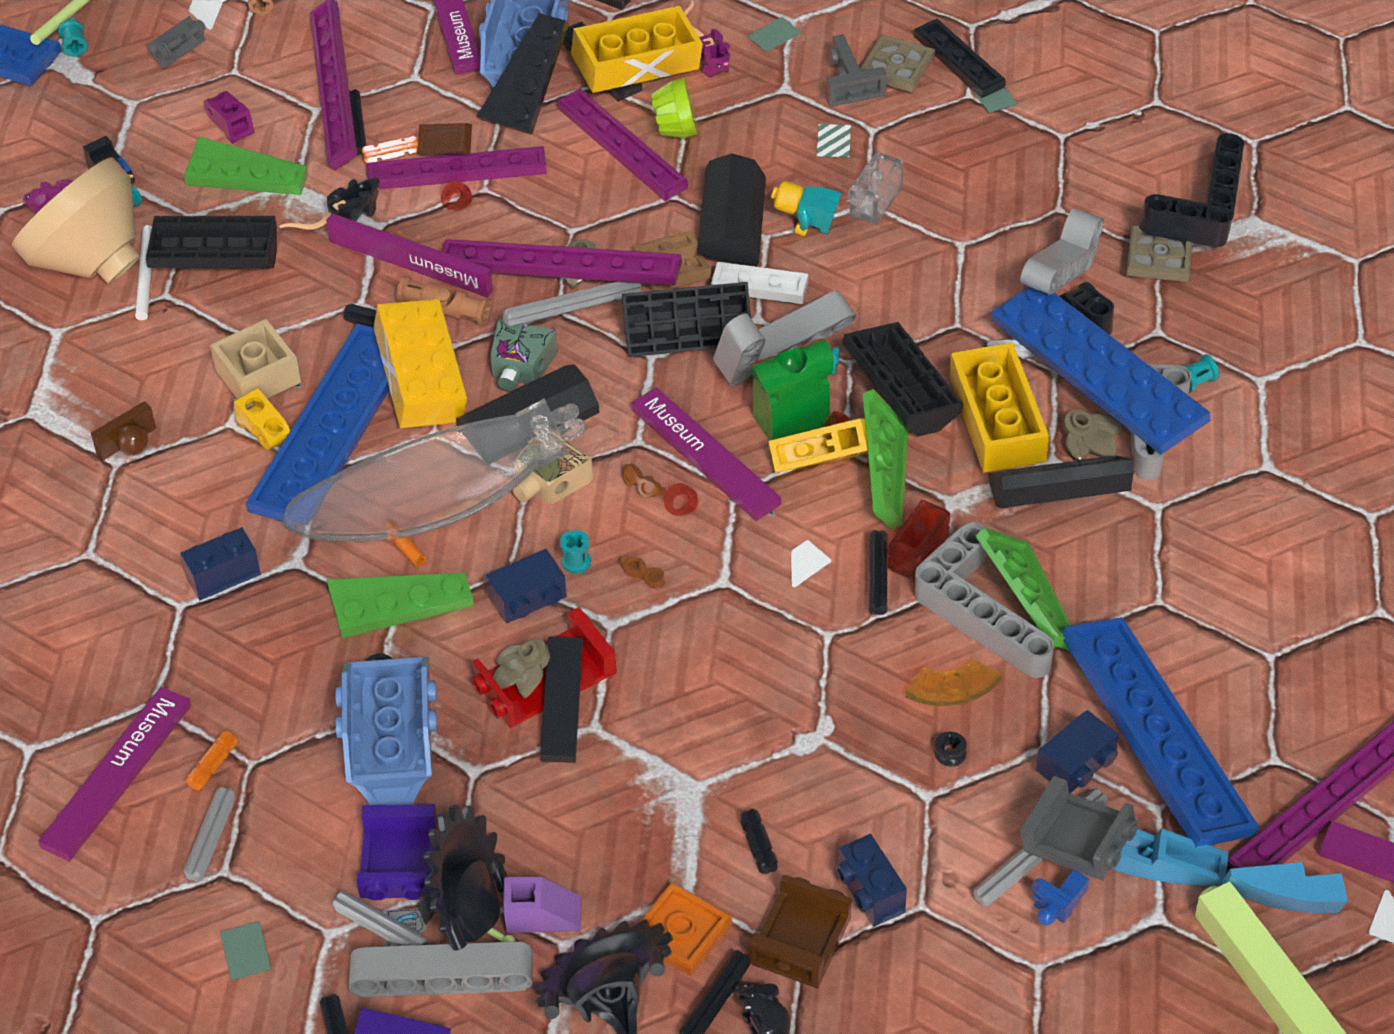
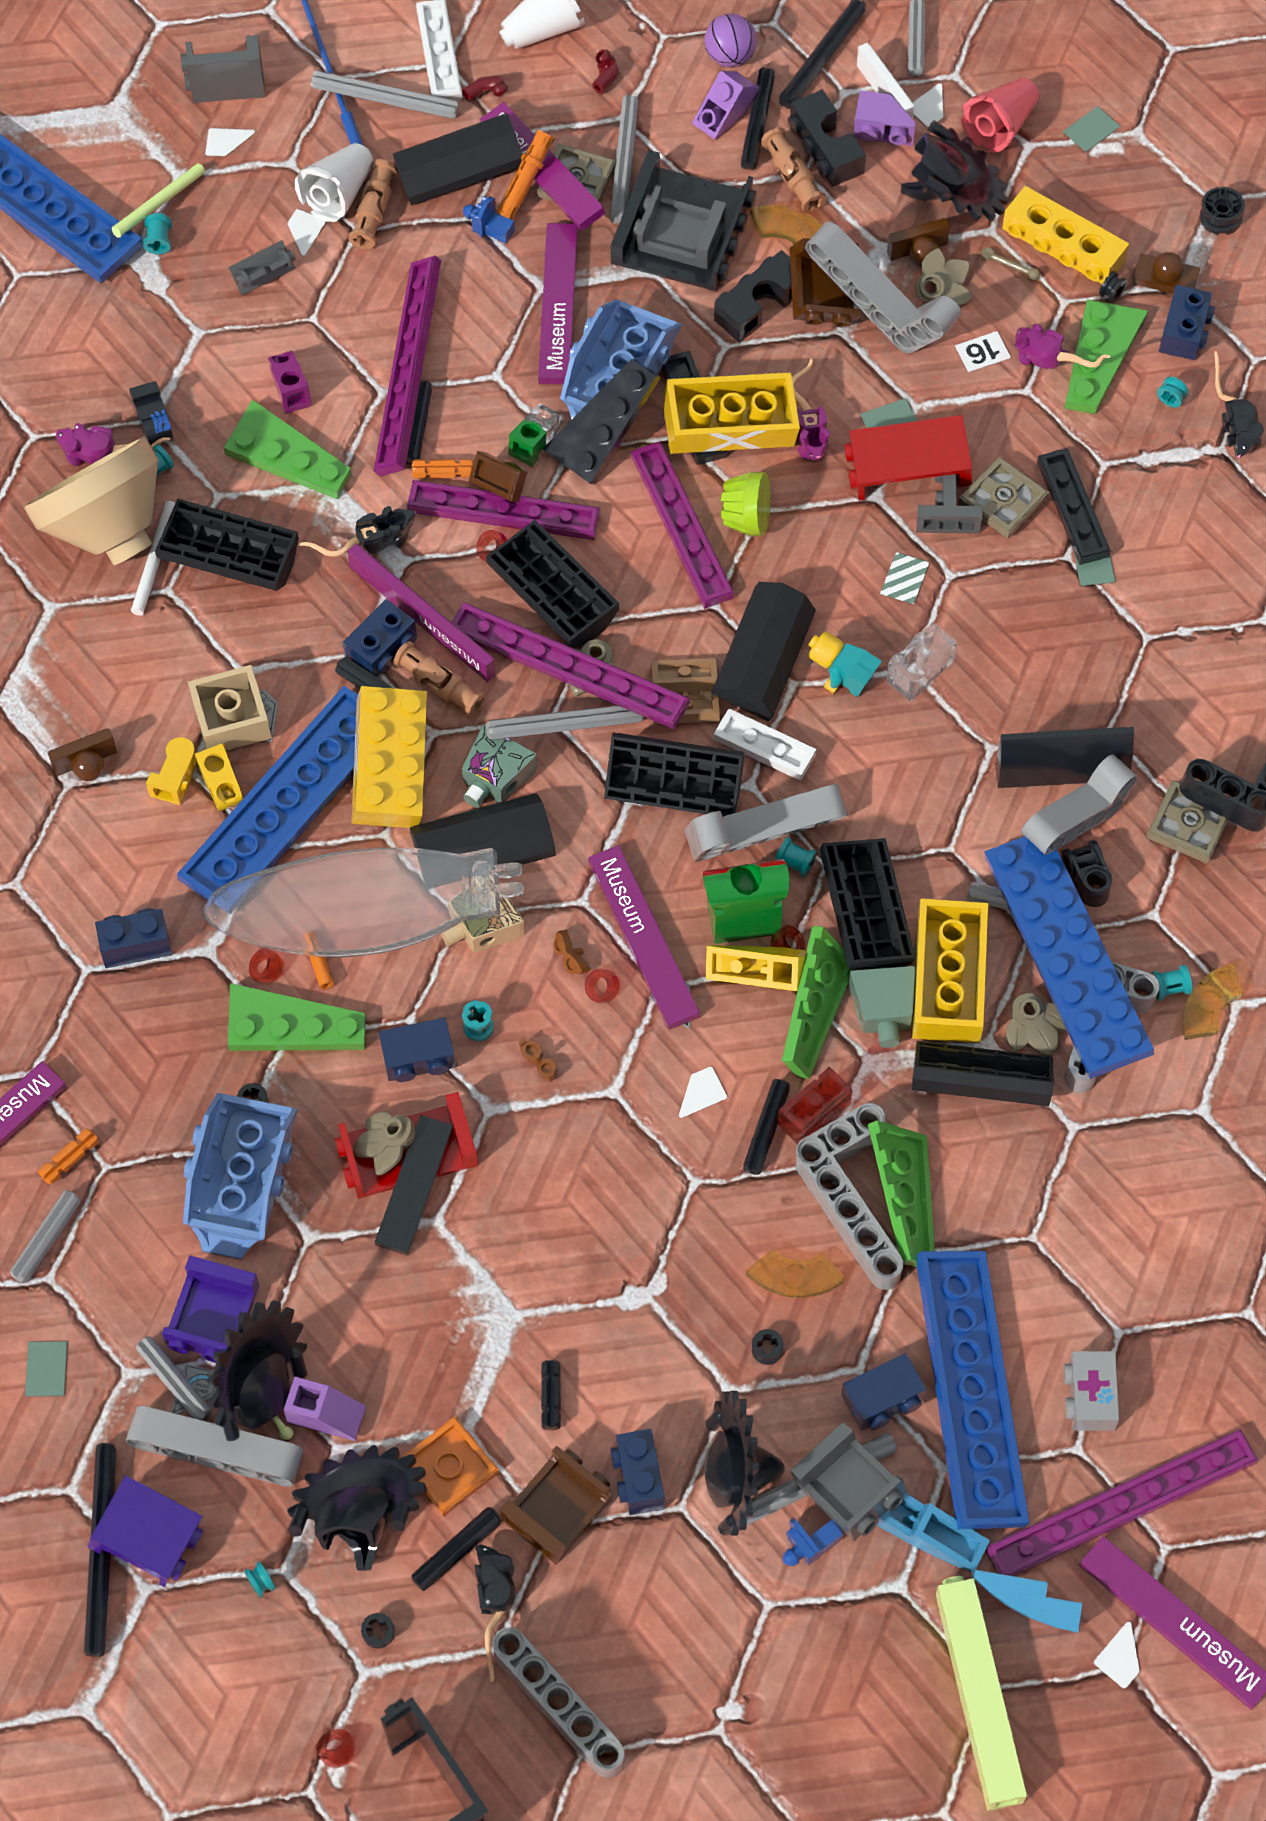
camera: 15 degrees right, 15 degrees up
(219, 428) = (175, 773): none -> yellow leg
(362, 564) = (273, 968): none -> clear red piece
(377, 279) = (379, 638): none -> dark blue brick
(465, 103) = (534, 434): none -> green leg
(525, 205) = (554, 585): none -> black piece
(802, 45) = (908, 453): none -> red panel
(946, 446) = (883, 1001): none -> sand green torso
(965, 840) = (736, 1463): none -> black piece
(1024, 225) = (1059, 755): none -> black slope
(1235, 381) = (1208, 1001): none -> clear yellow tile
(1270, 704) = (1092, 1391): none -> light grey brick

